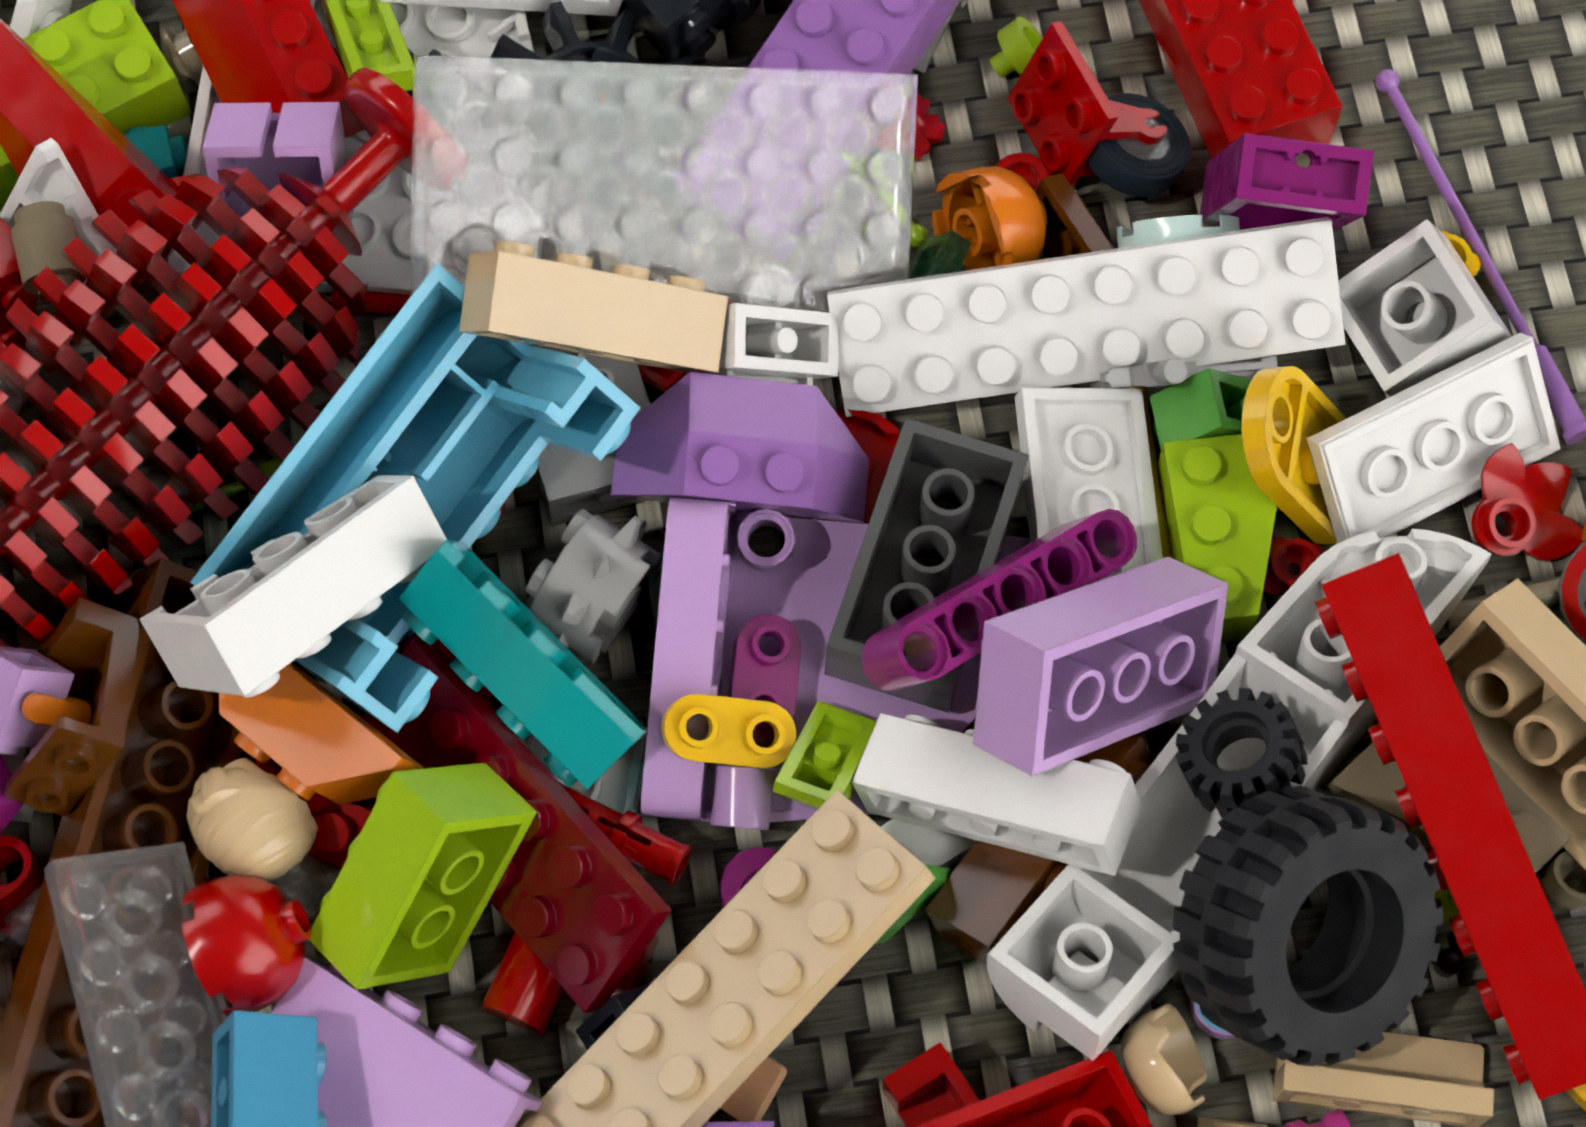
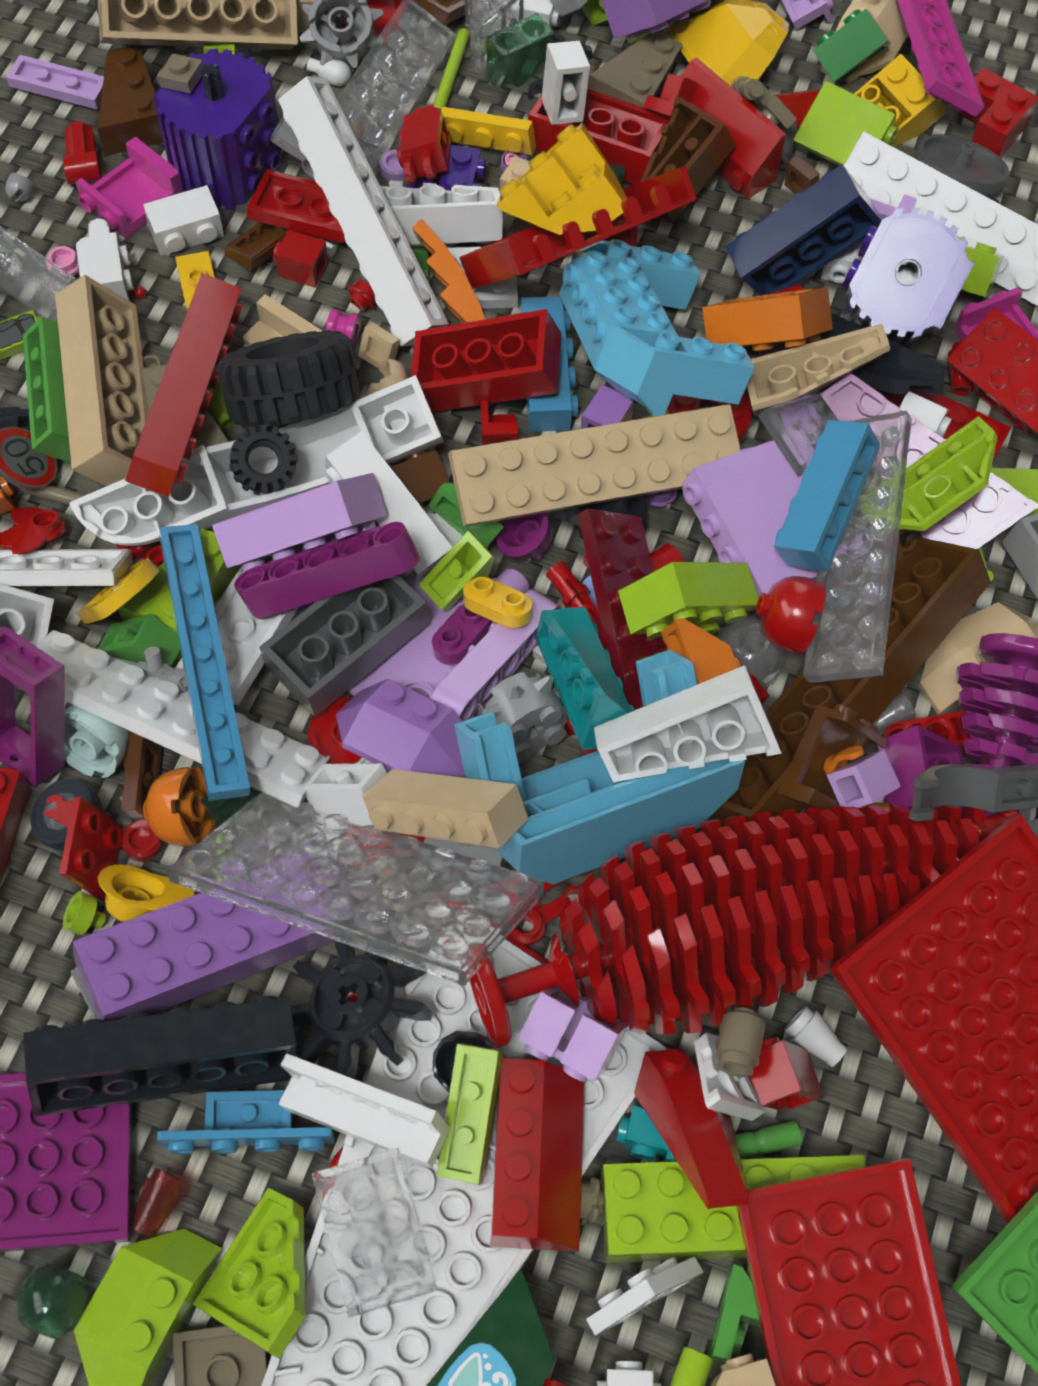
camera: 155 degrees left, 5 degrees down
(249, 821) = (768, 665): tan hair -> none
(966, 98) = (137, 892): none -> yellow piece
(1094, 385) = (204, 663): none -> dark azure plate

